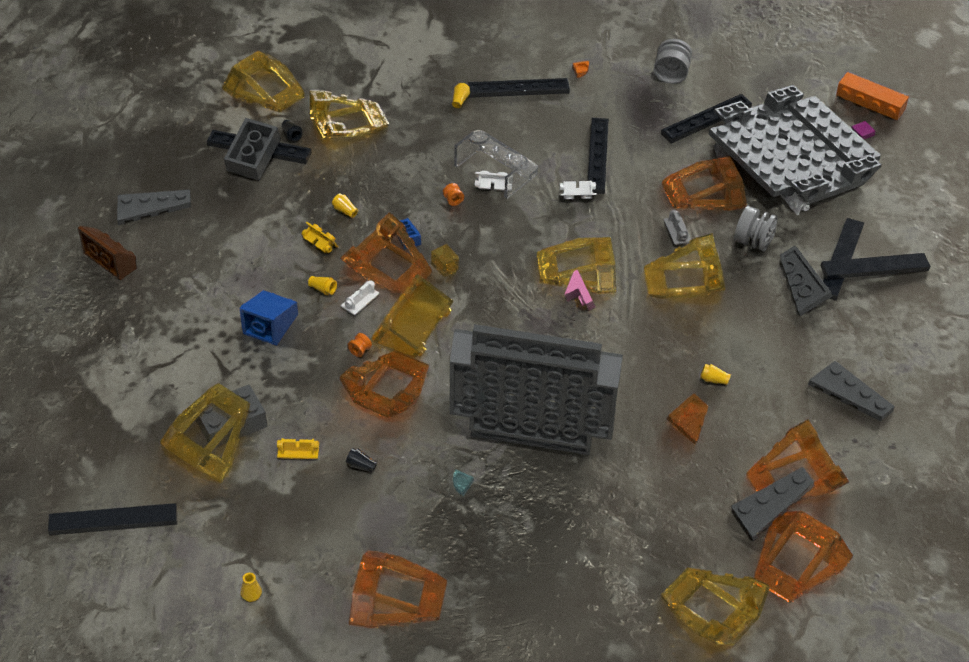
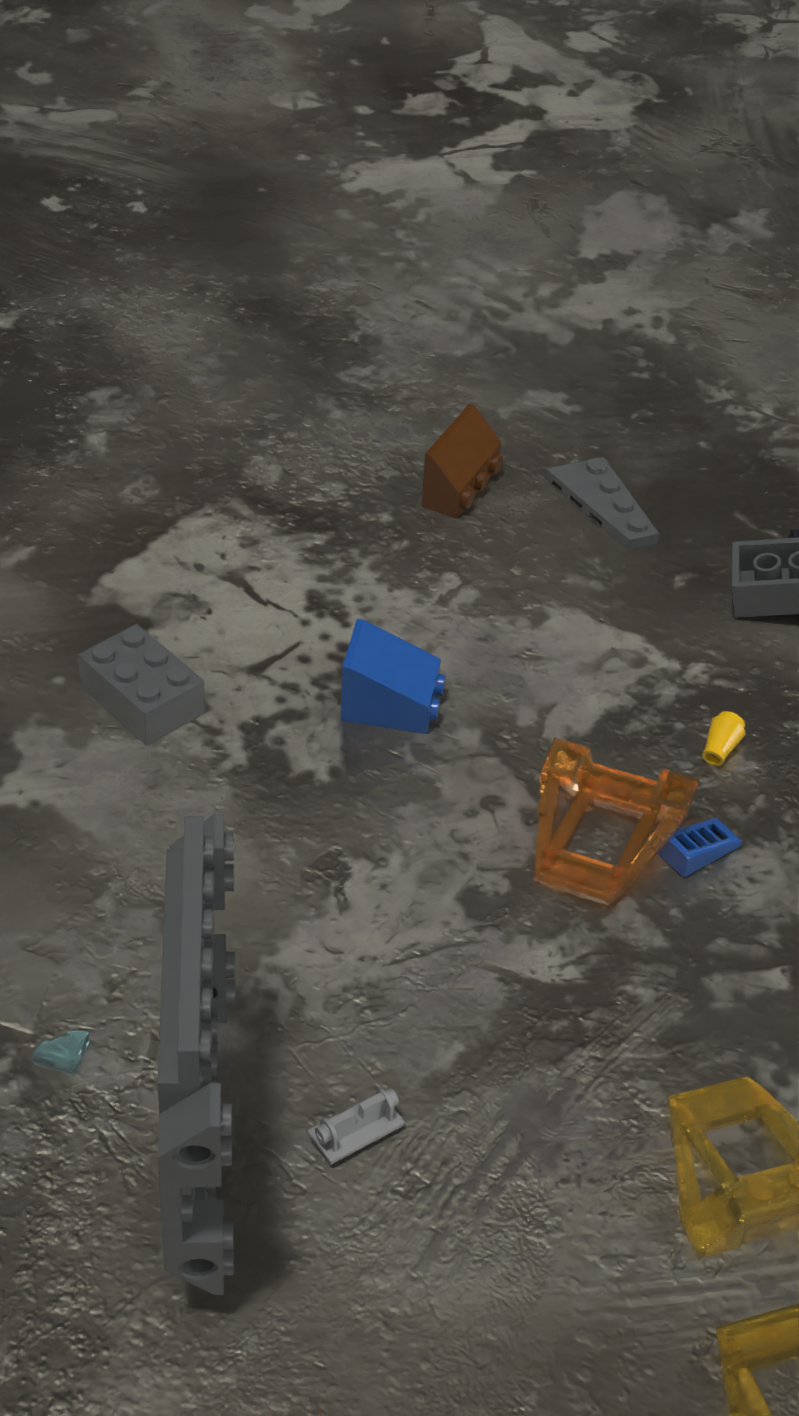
camera: 75 degrees right, 5 degrees down
(193, 453) = (29, 686): clear yellow windscreen -> none
(297, 449) = (93, 788): yellow hinge -> none
(315, 233) = (622, 720): yellow hinge -> none
(325, 285) = (502, 748): yellow cone -> none
(355, 380) = (348, 899): clear orange windscreen -> none
(359, 345) = (365, 824): orange wheel -> none
(360, 298) = (498, 809): white hinge -> none
(360, 460) = (80, 879): black cone -> none
(413, 318) = (451, 888): clear yellow windscreen -> none
(445, 260) = (643, 915): clear yellow brick -> none
(577, 288) = (654, 1167): bright pink slope -> none

